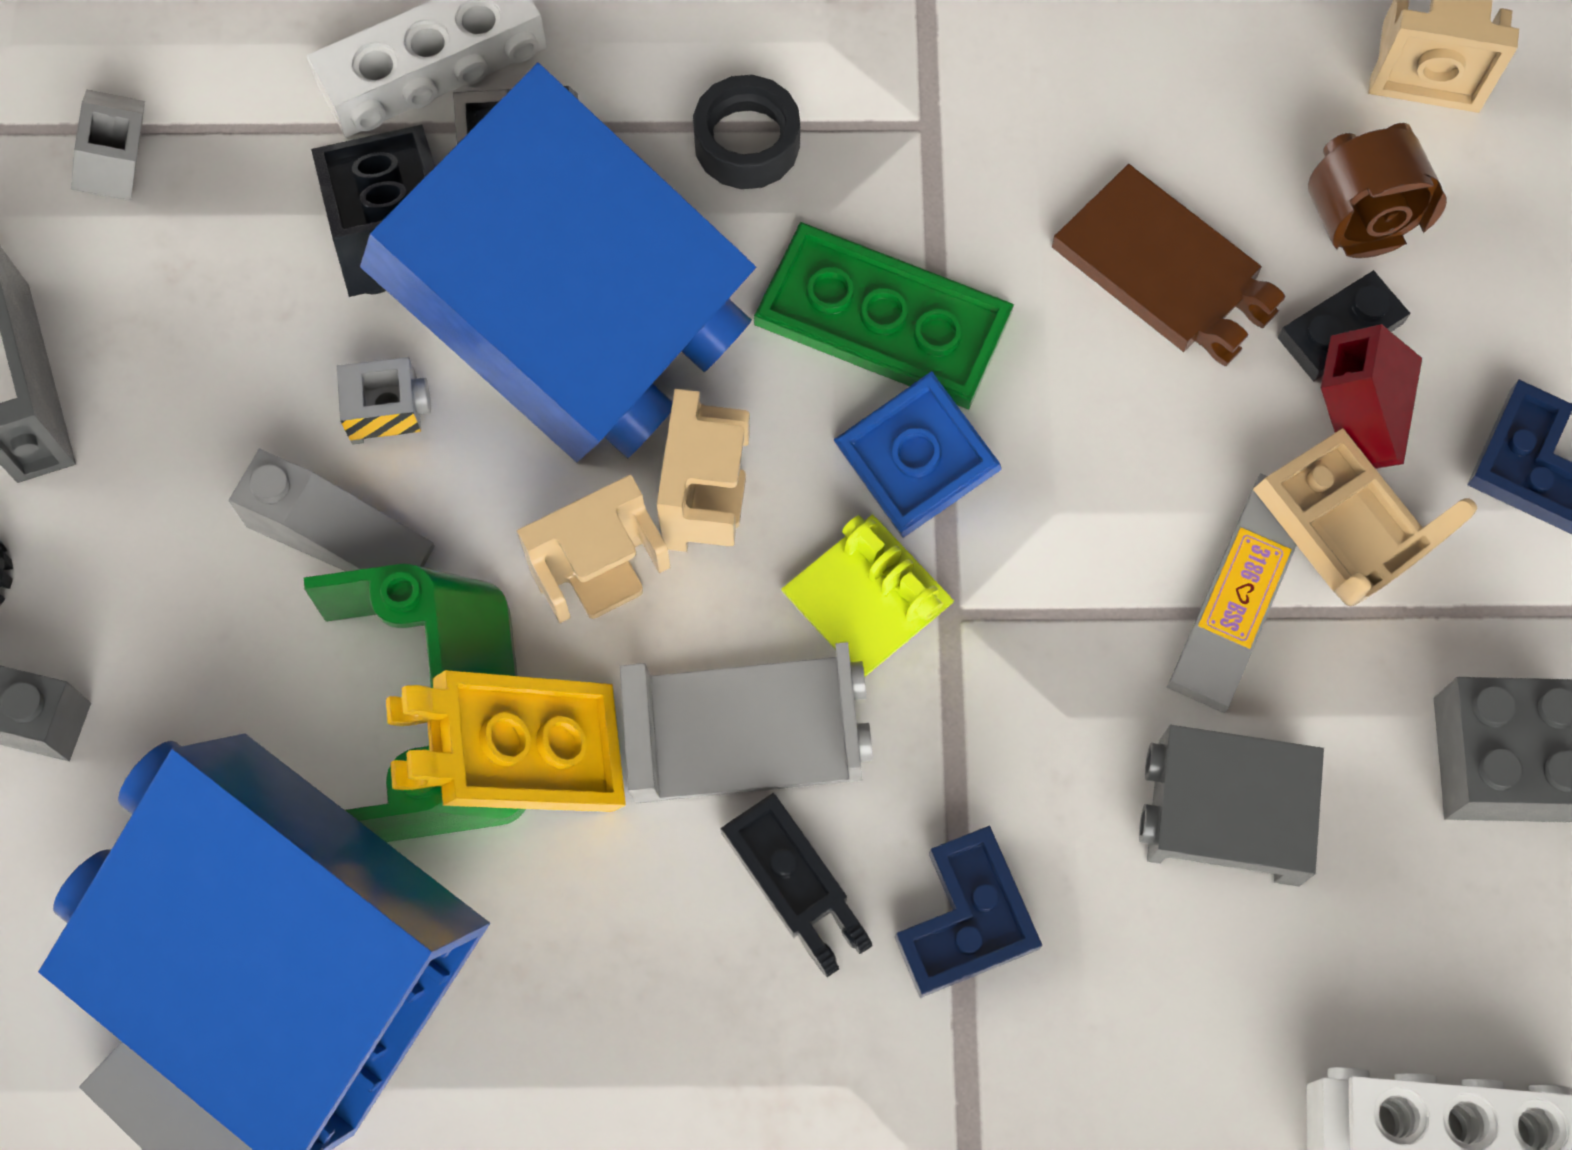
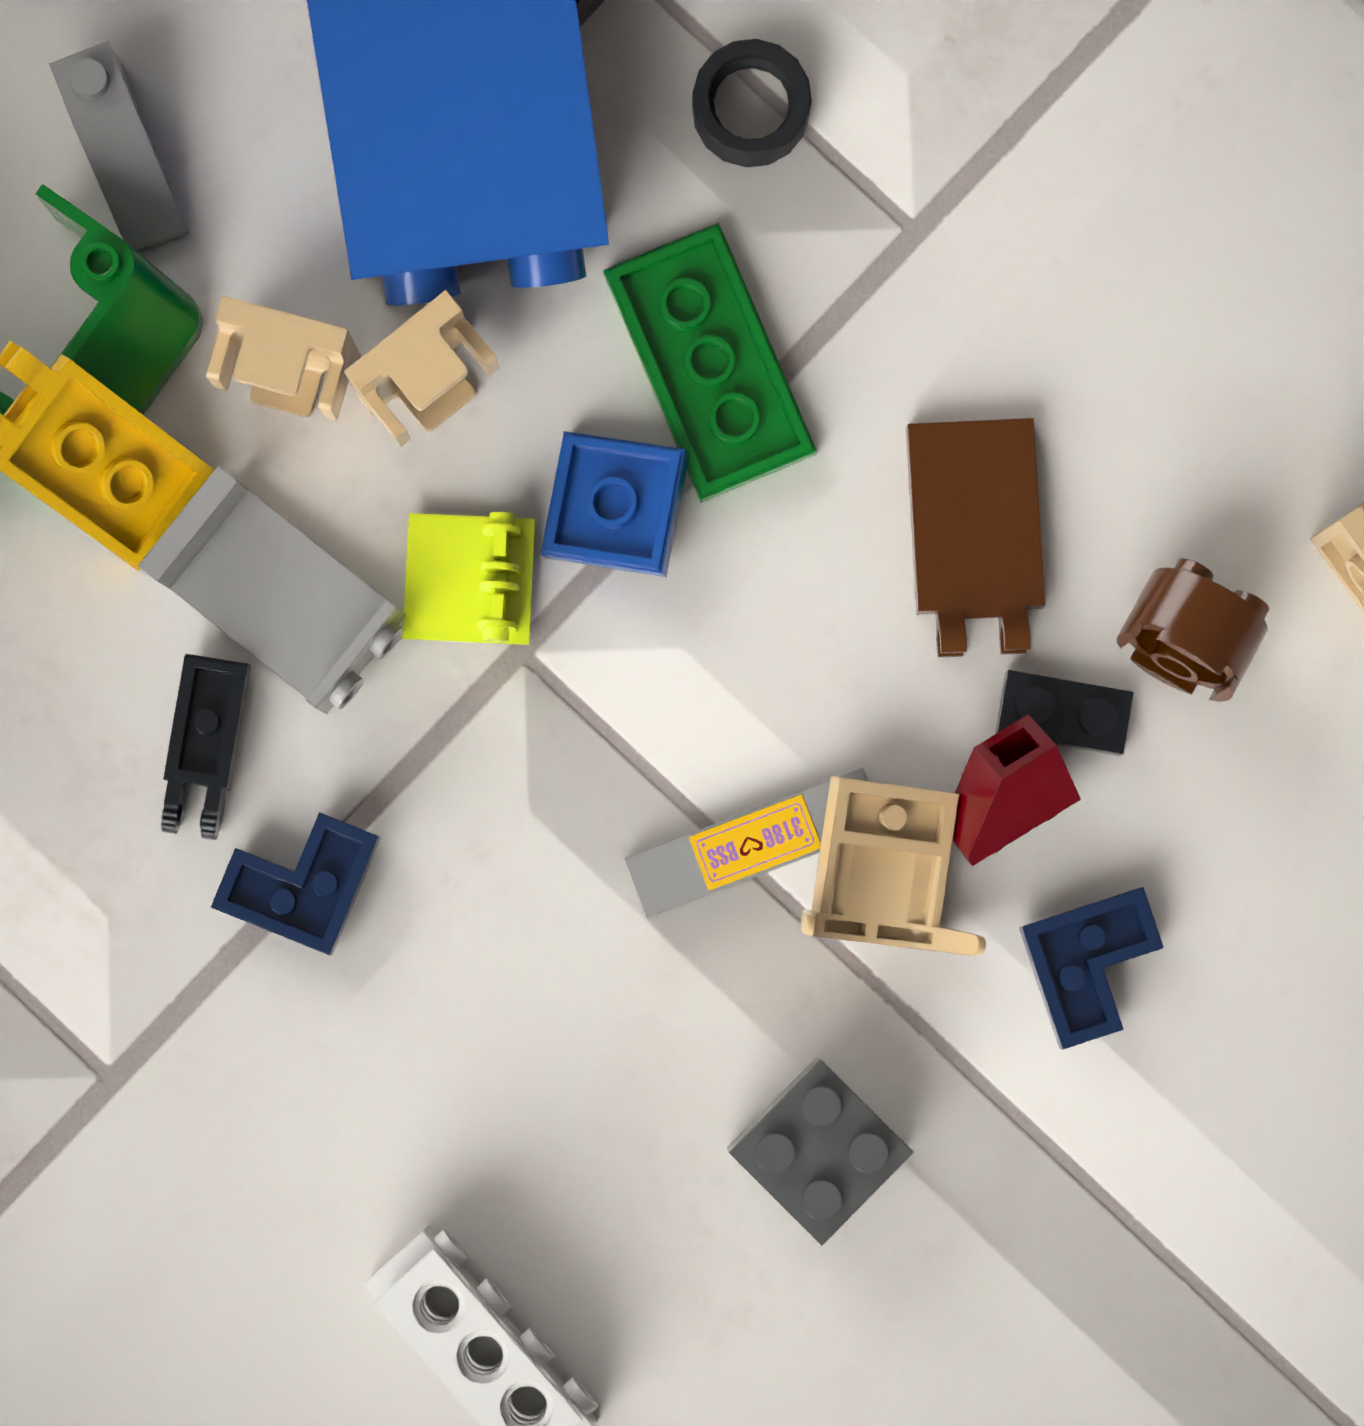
camera: 40 degrees right, 15 degrees up
(366, 390) = (234, 61): light grey brick -> none
(1234, 802) = (569, 989): dark grey panel -> none

